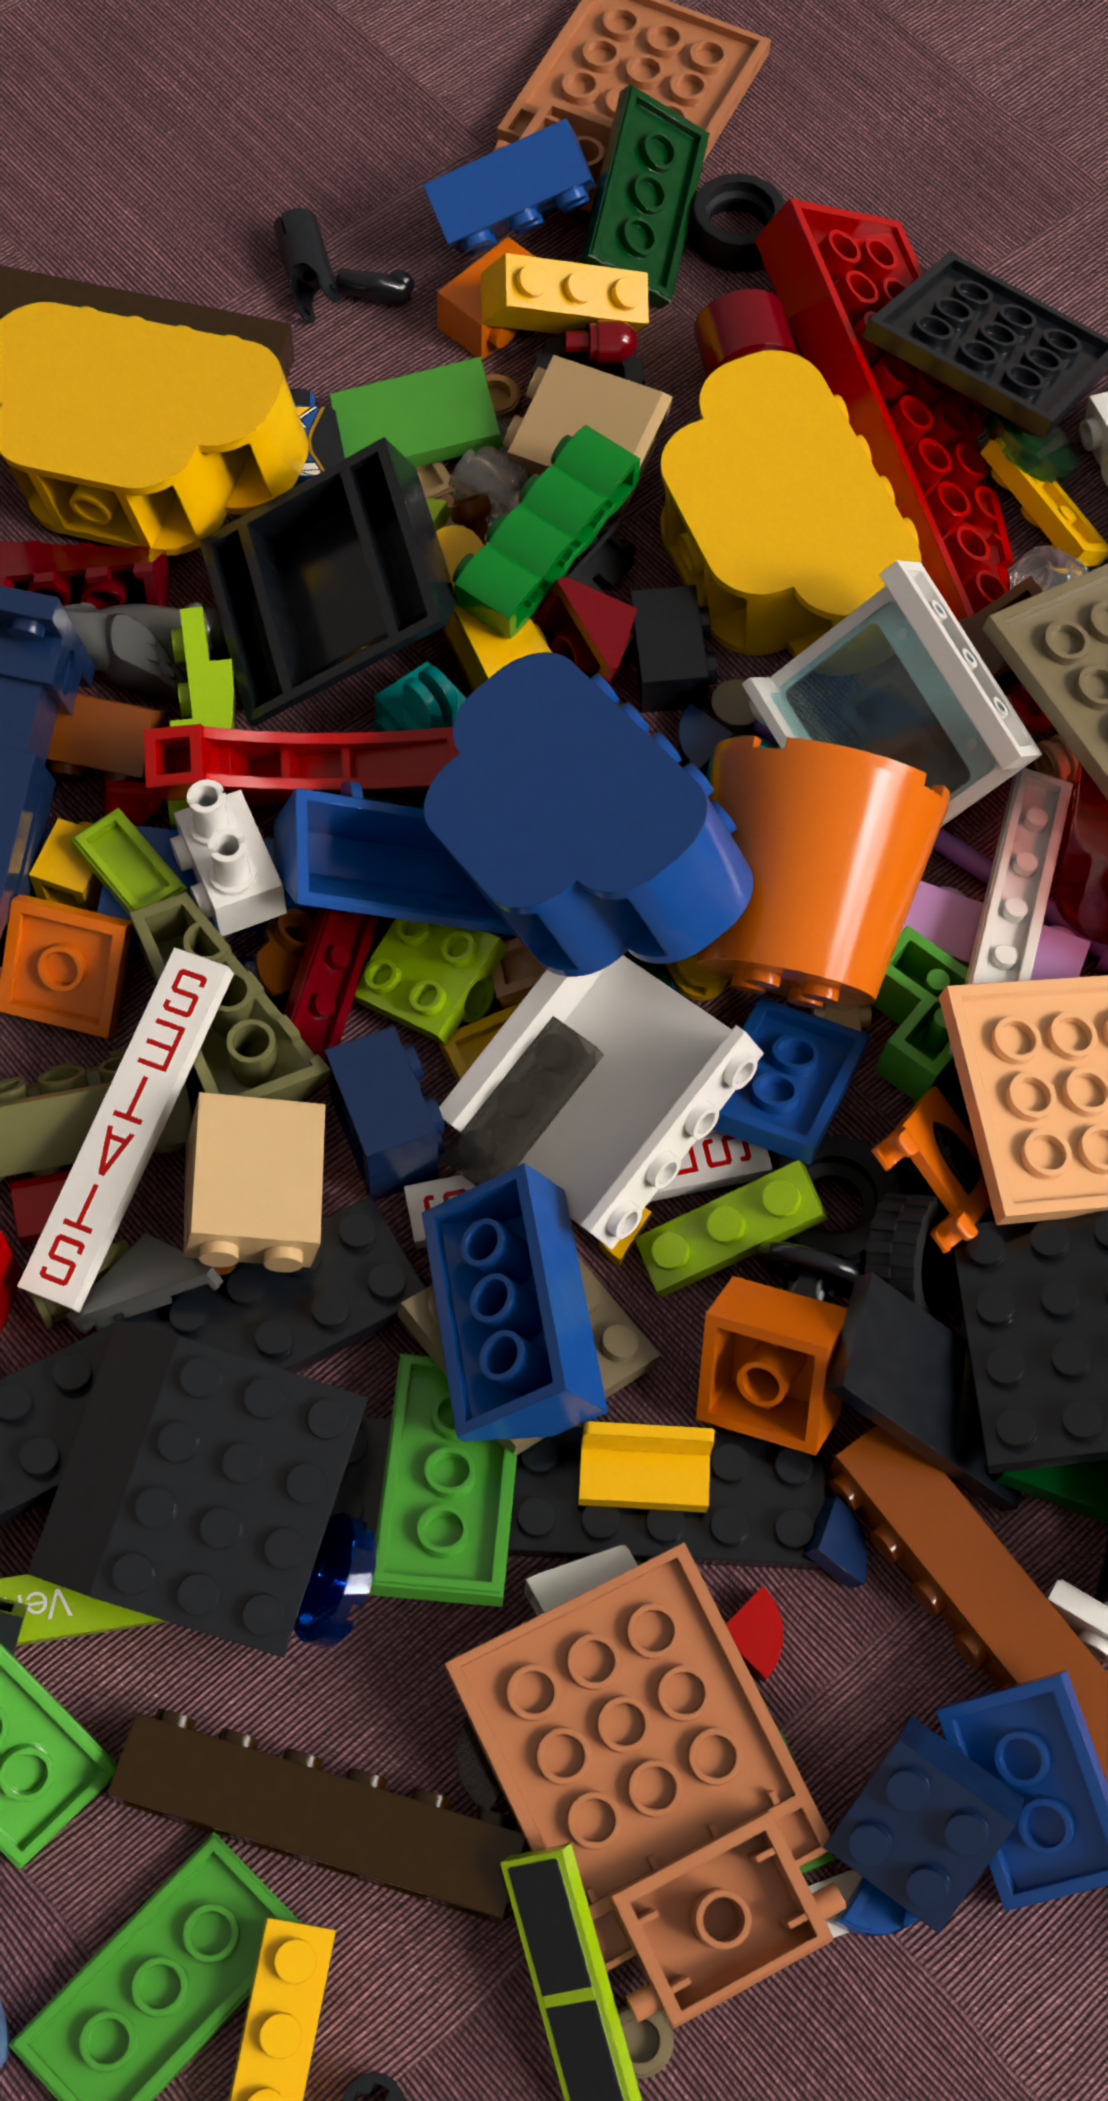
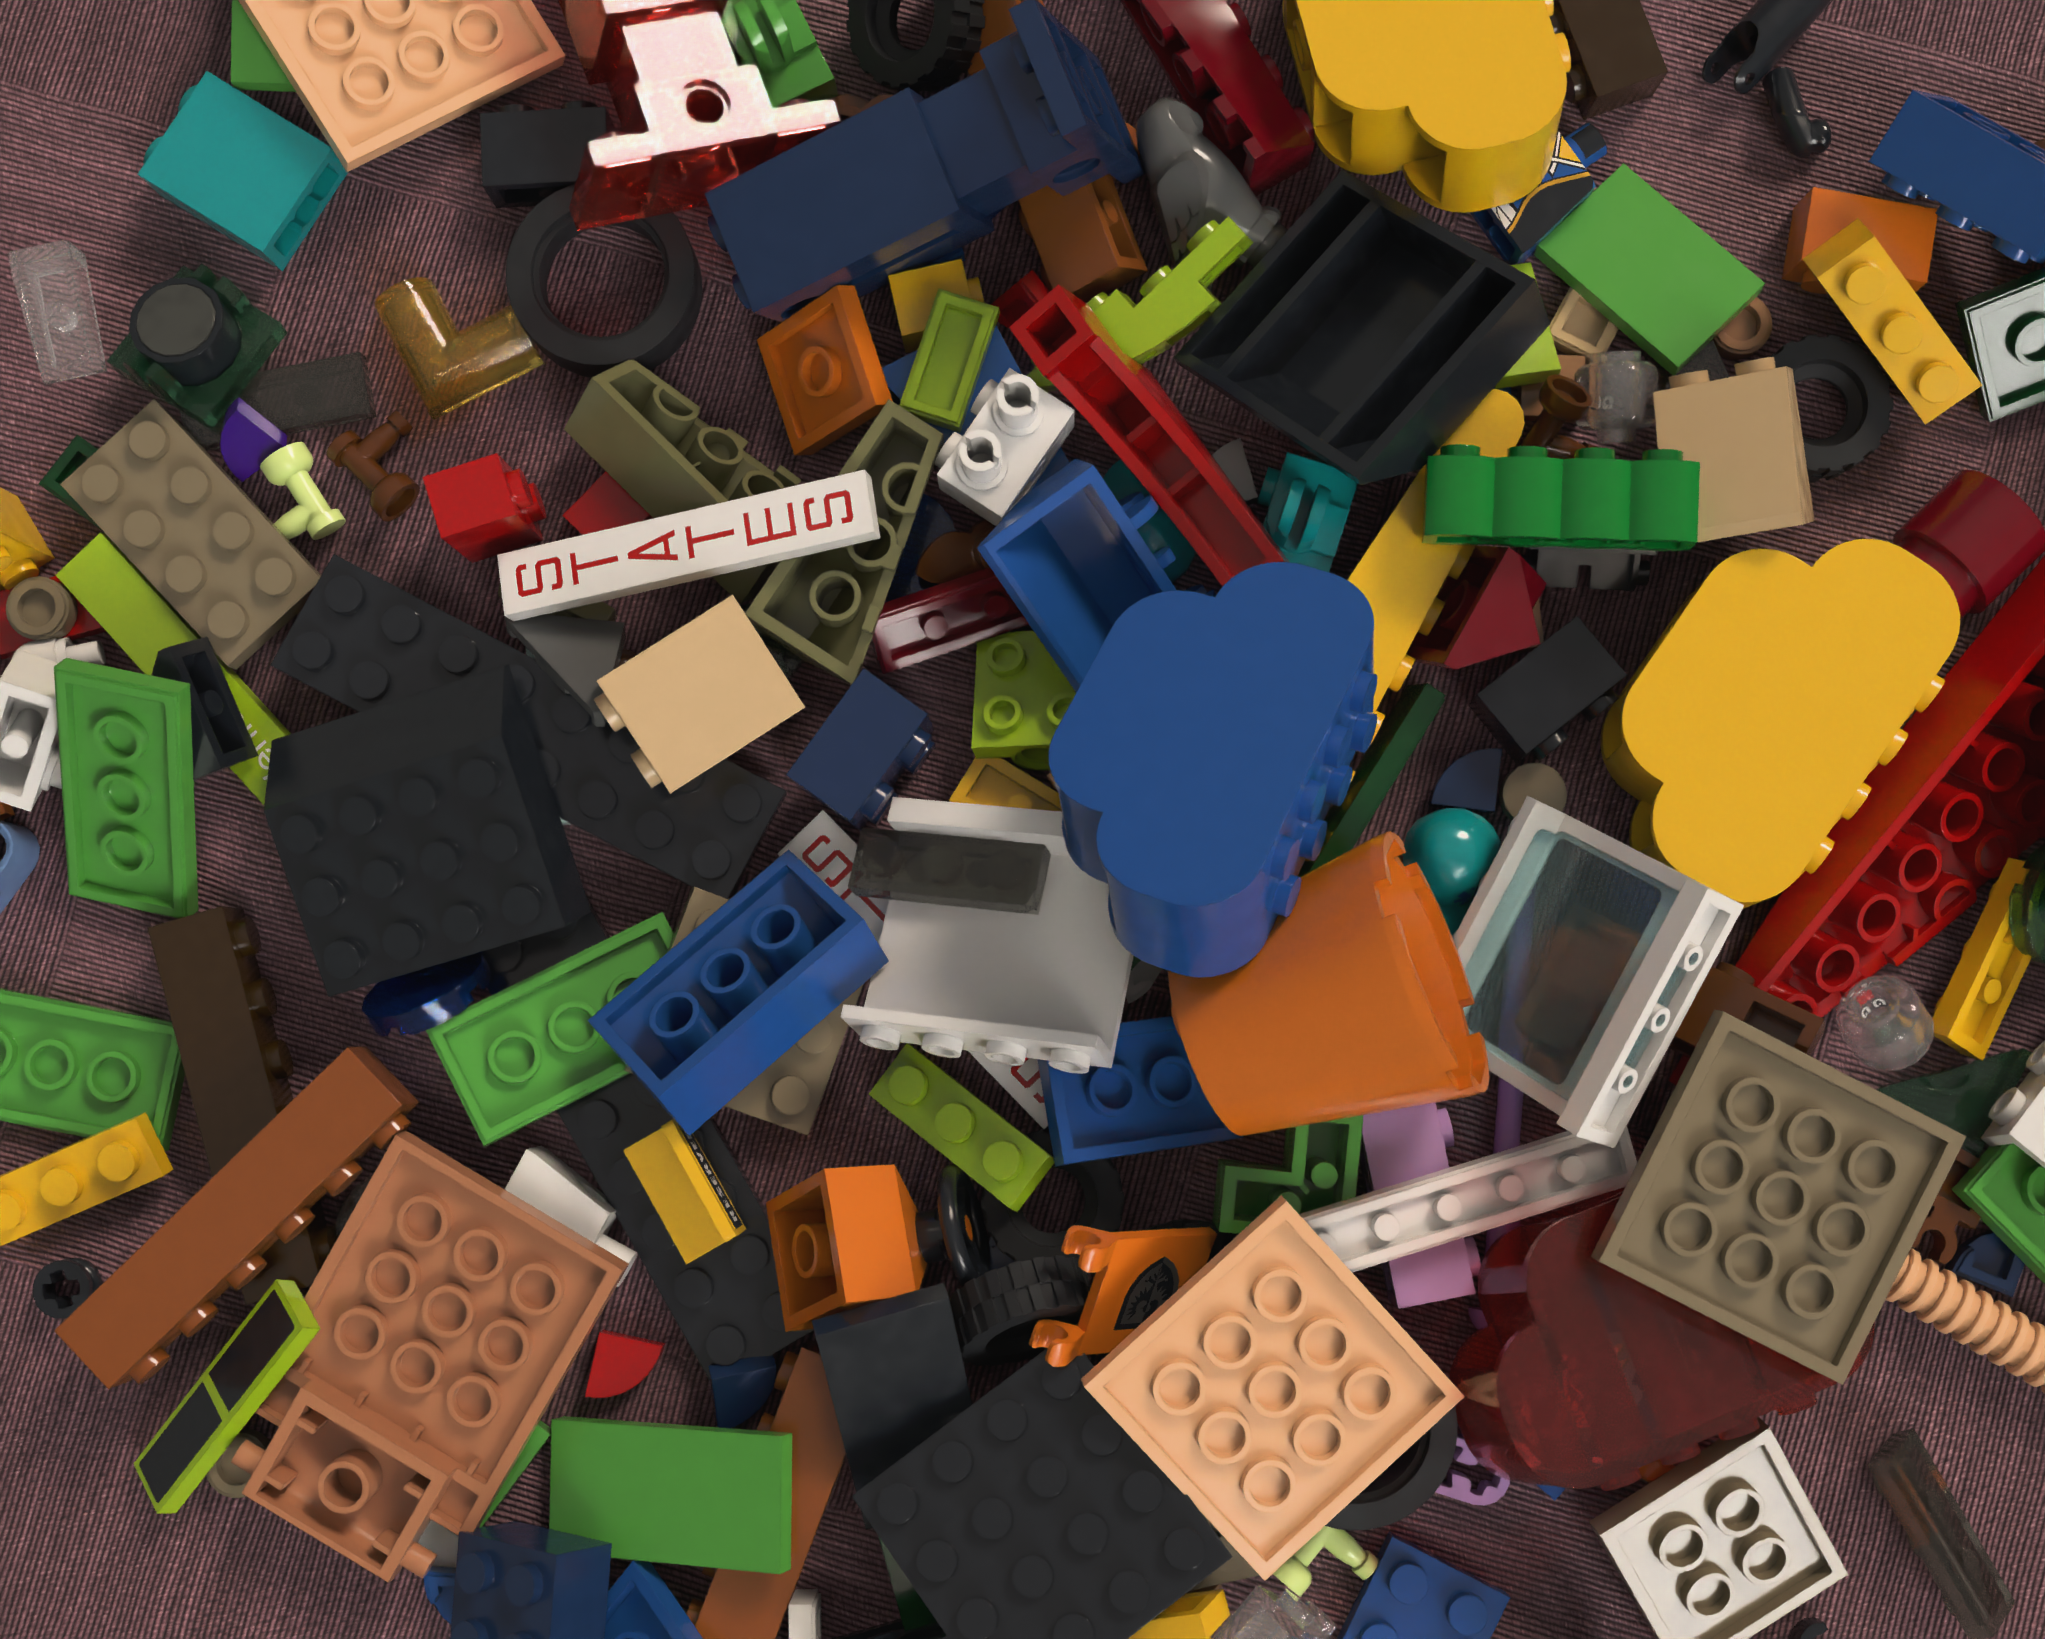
camera: 70 degrees right, 20 degrees up
(424, 1861) = (237, 1218): none -> dark orange brick
(602, 341) = (1866, 394): dark red cylinder -> none
(895, 1638) = (675, 1492): none -> bright green tile

